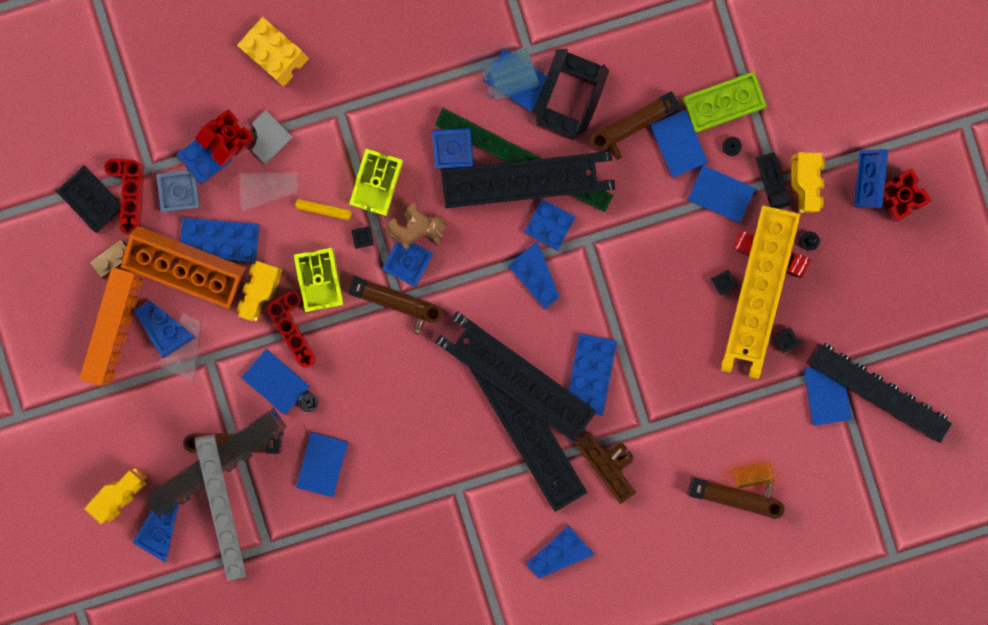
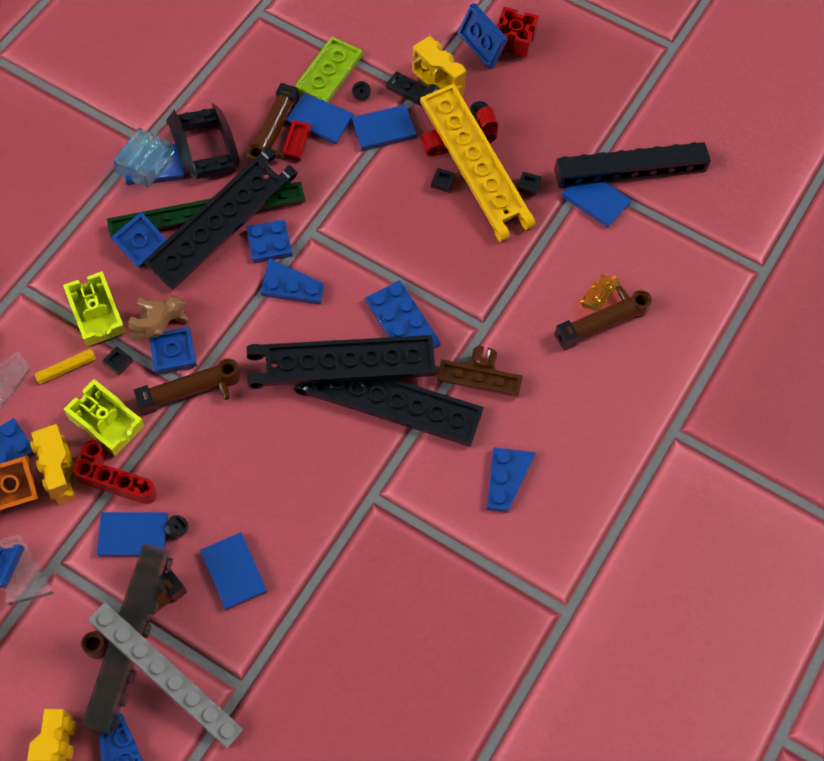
camera: 45 degrees left, 25 degrees down
(643, 151) = (296, 140): none -> red tile

